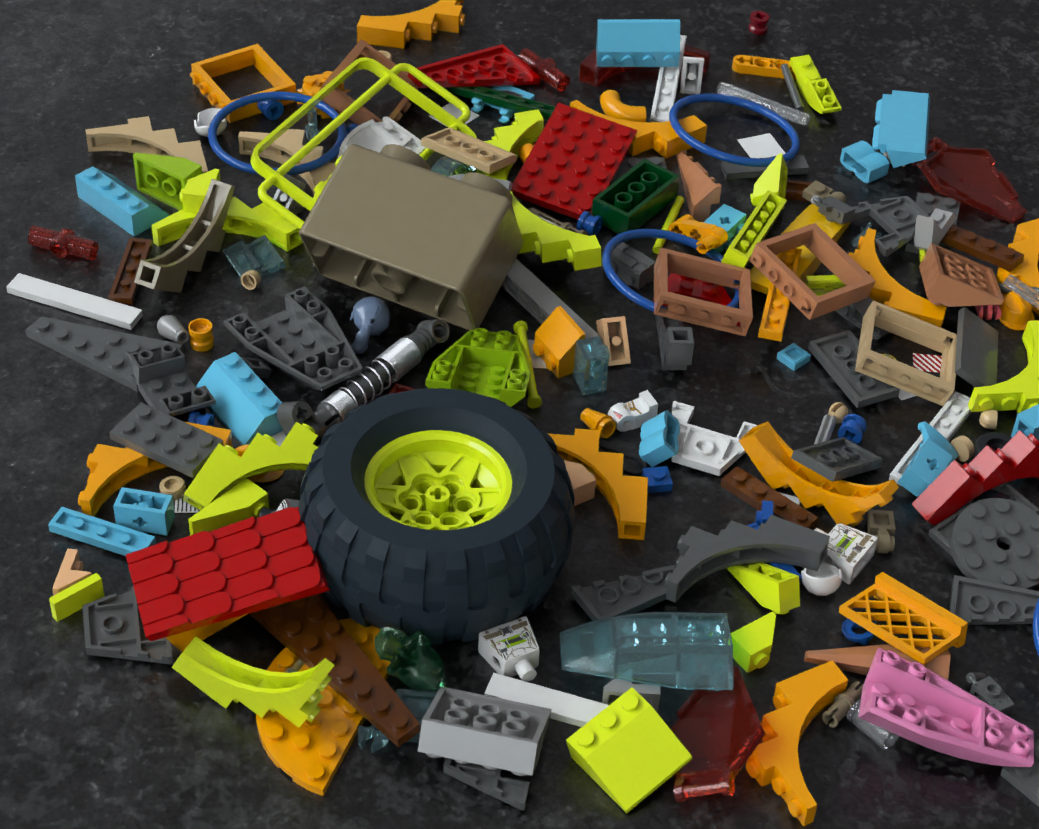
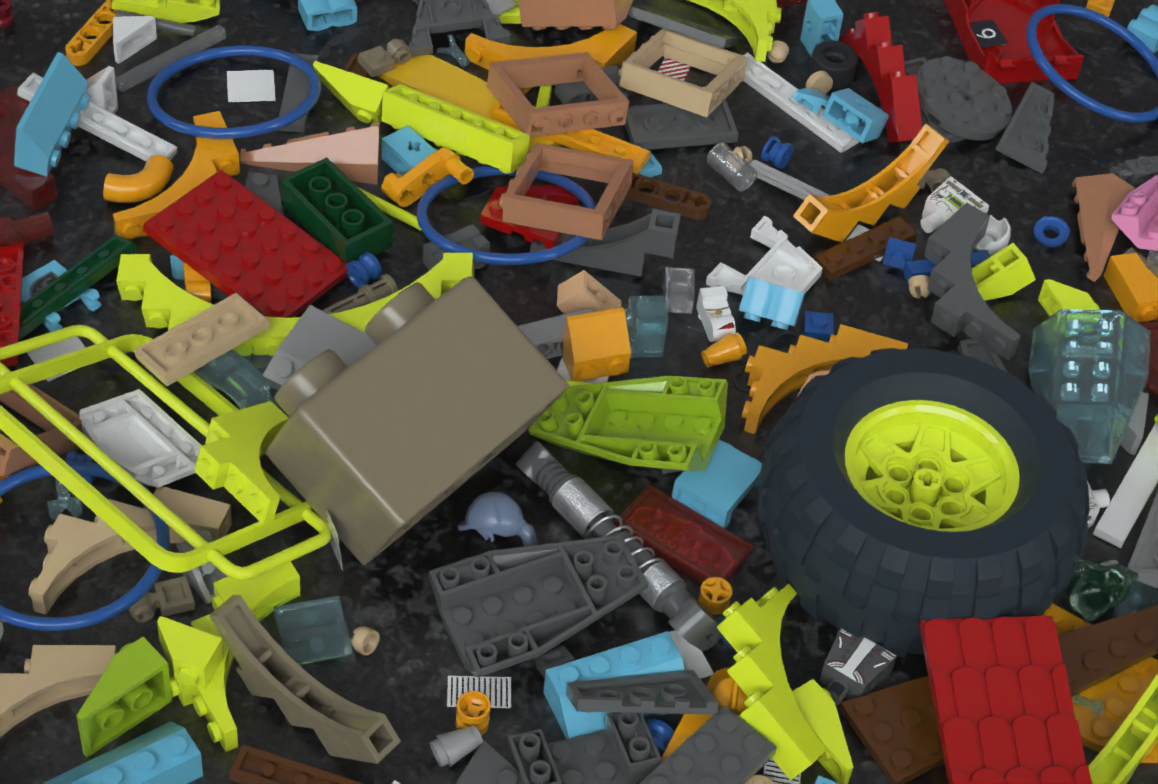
camera: 80 degrees left, 5 degrees up
(222, 400) = (651, 693): none -> dark grey wing
(227, 343) = (495, 688): none -> white sticker
(250, 185) = (170, 596): none -> dark tan plate
(653, 381) = (679, 289): none -> clear brick
(762, 368) = (662, 190): none -> reddish brown beam
(768, 79) = (132, 35): none -> white slope
(816, 403) = (731, 166): none -> clear piece
(834, 209) = (422, 54): dark grey piece -> none
(837, 459) = (837, 170): dark grey tile -> none
(911, 608) = (1047, 179): light orange fence -> none

